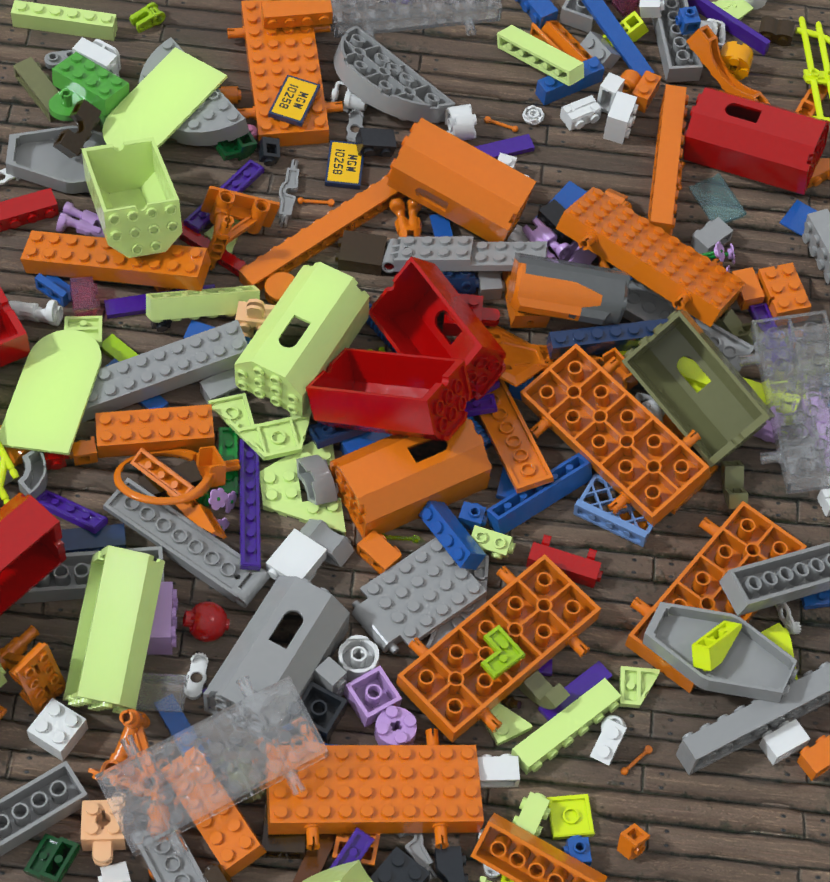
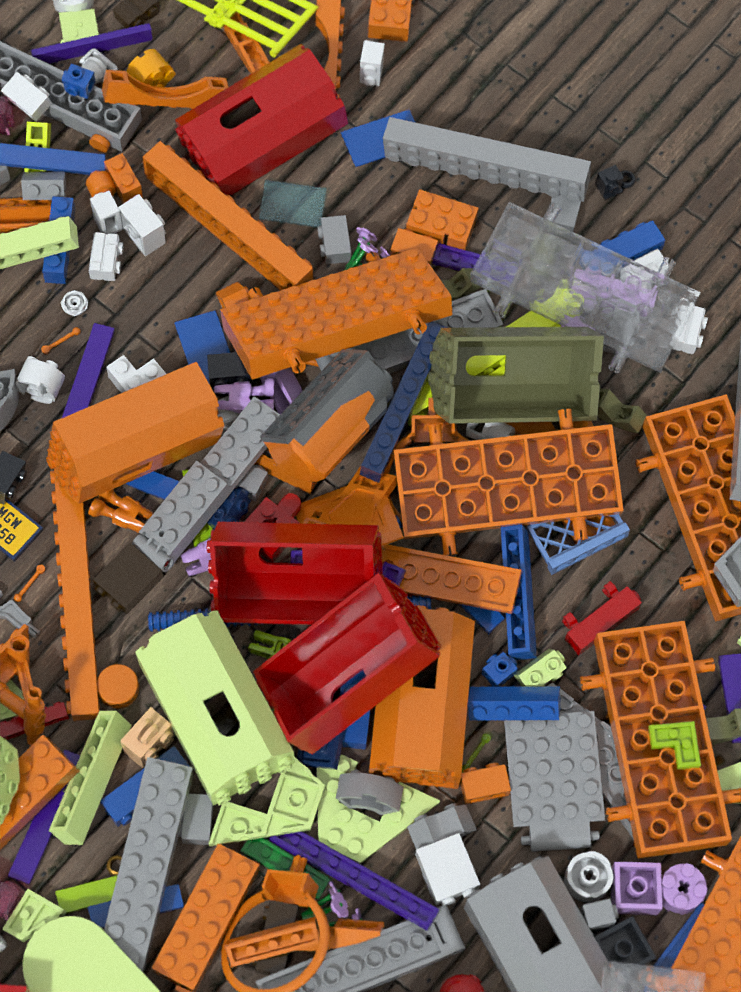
camera: 55 degrees left, 10 degrees up
(660, 65) = (99, 143): none -> orange tile

